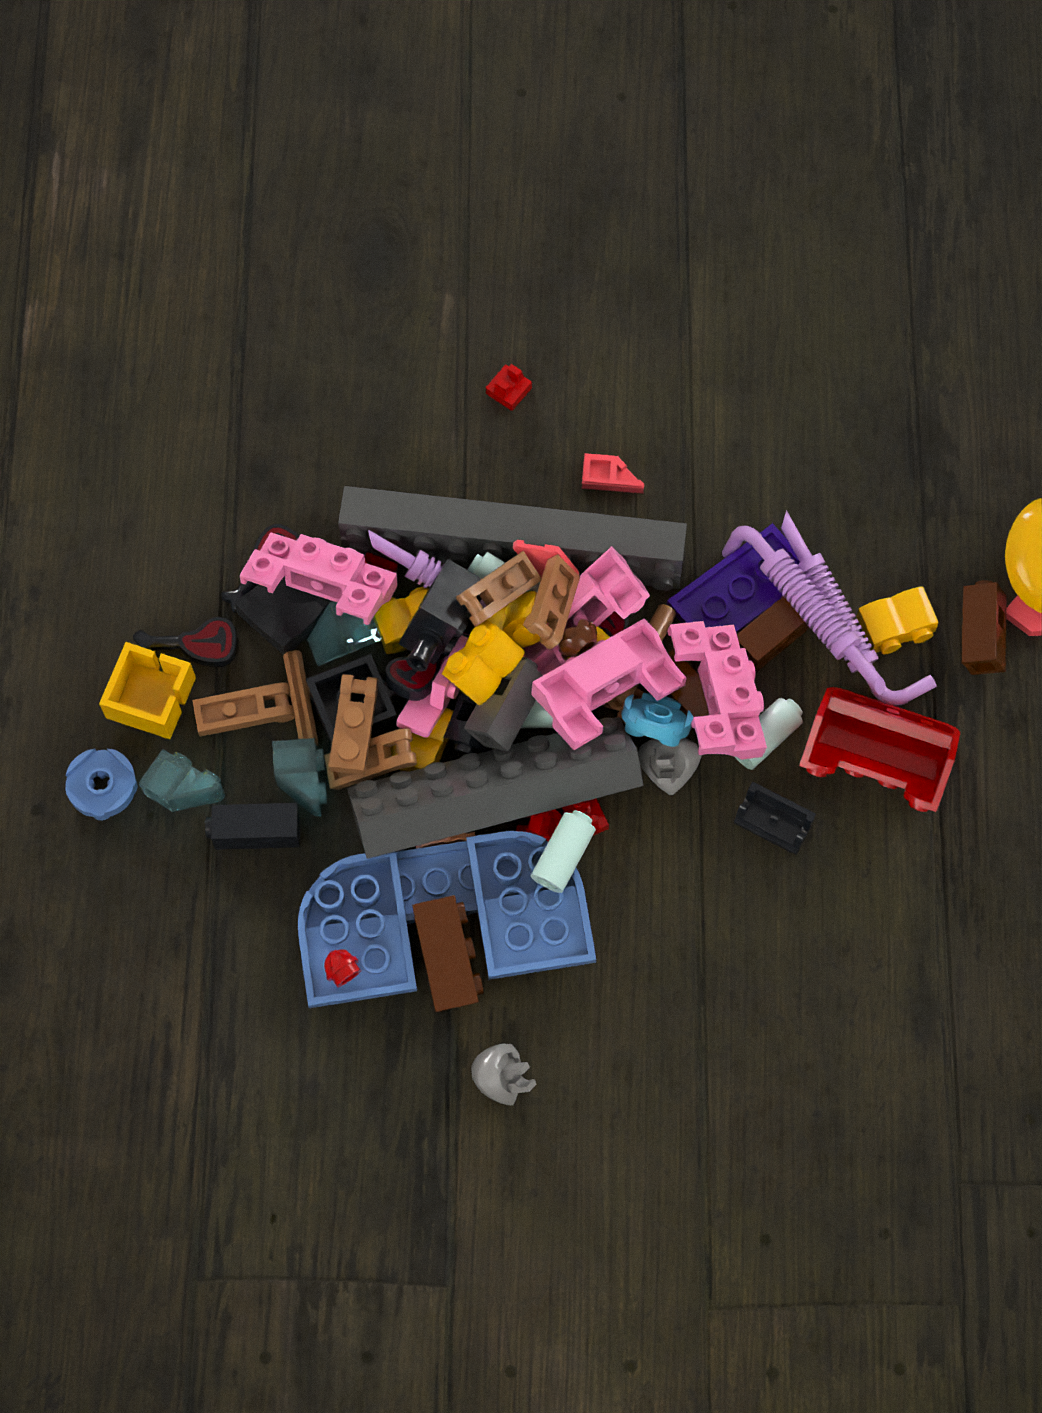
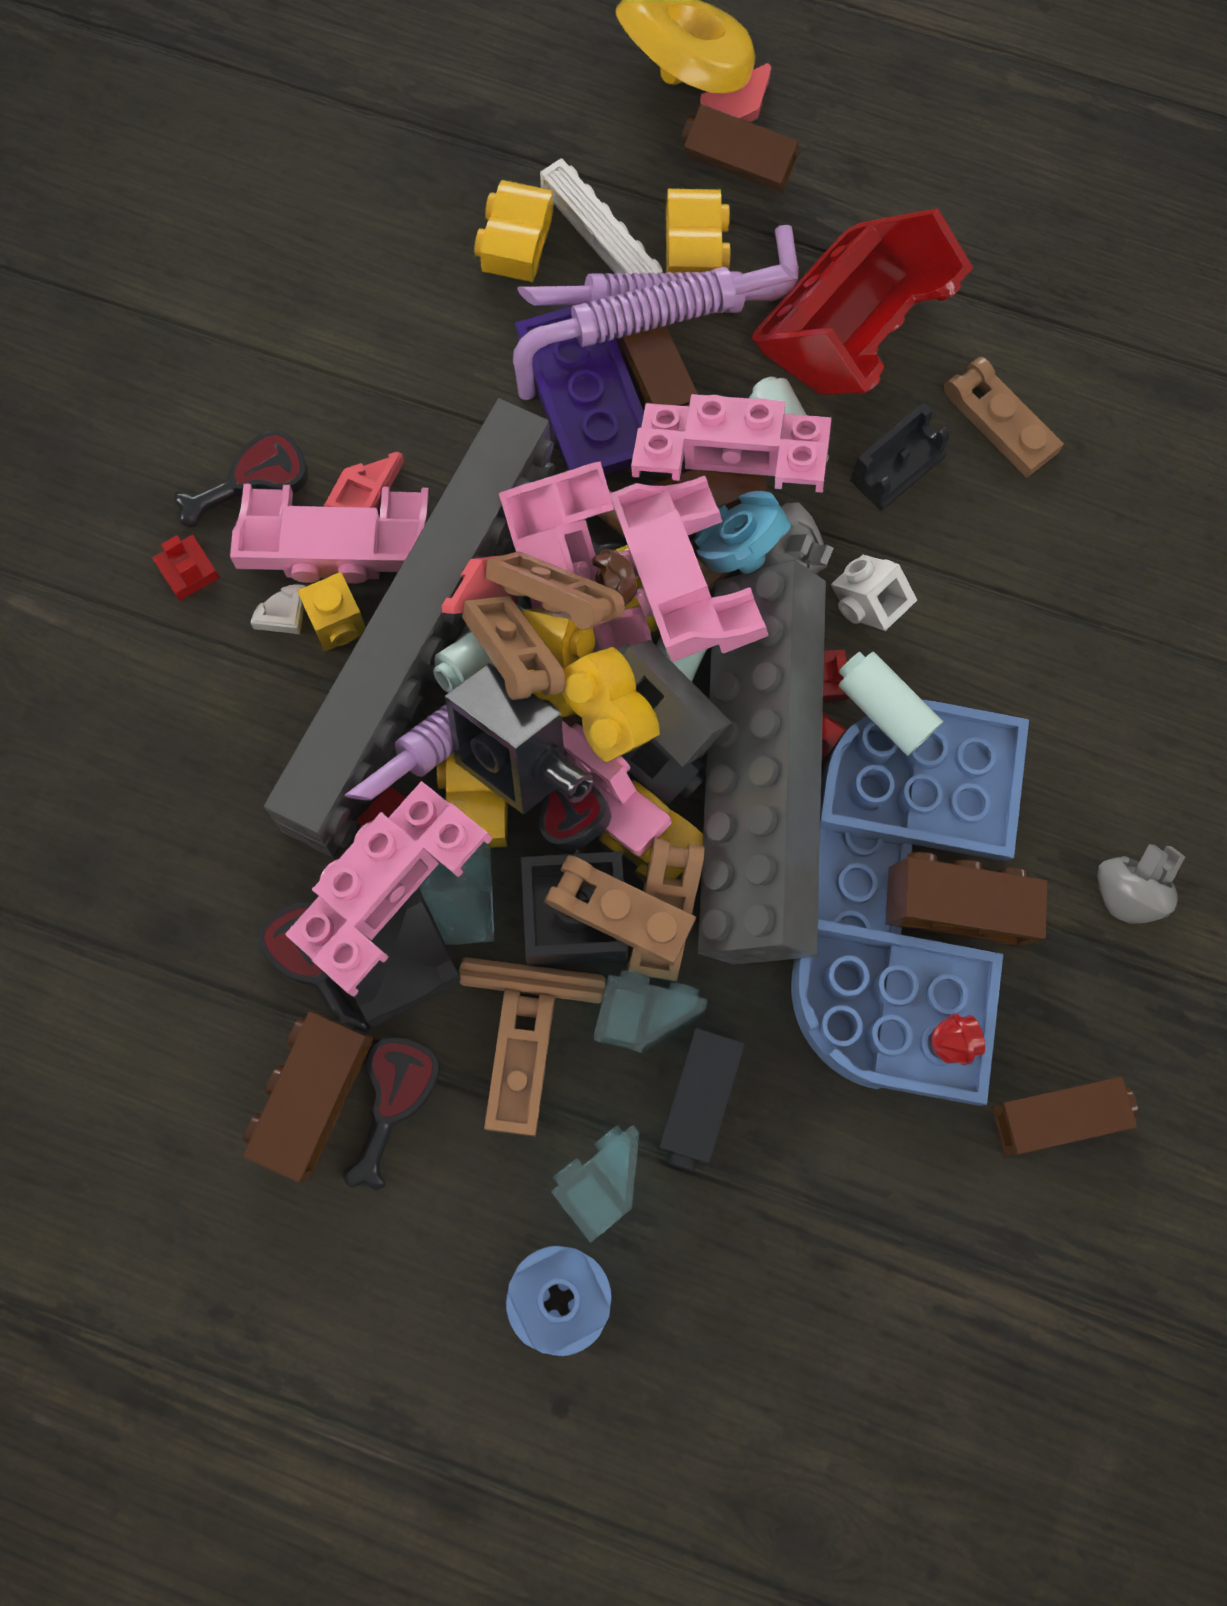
camera: 75 degrees left, 5 degrees up
(144, 695) = (452, 1190): yellow piece -> none
(179, 588) = (306, 1096): none -> reddish brown brick
(319, 1065) = (1065, 1116): none -> reddish brown brick
(501, 457) = (280, 612): none -> white tile
(507, 483) = (332, 611): none -> yellow brick
(553, 459) = (326, 540): none -> bright pink bracket
(603, 408) = (264, 463): none -> black piece
(655, 826) = (873, 592): none -> white brick
(842, 886) = (1003, 417): none -> medium nougat plate
(849, 499) = (515, 230): none -> yellow brick
(878, 556) = (596, 221): none -> white piece

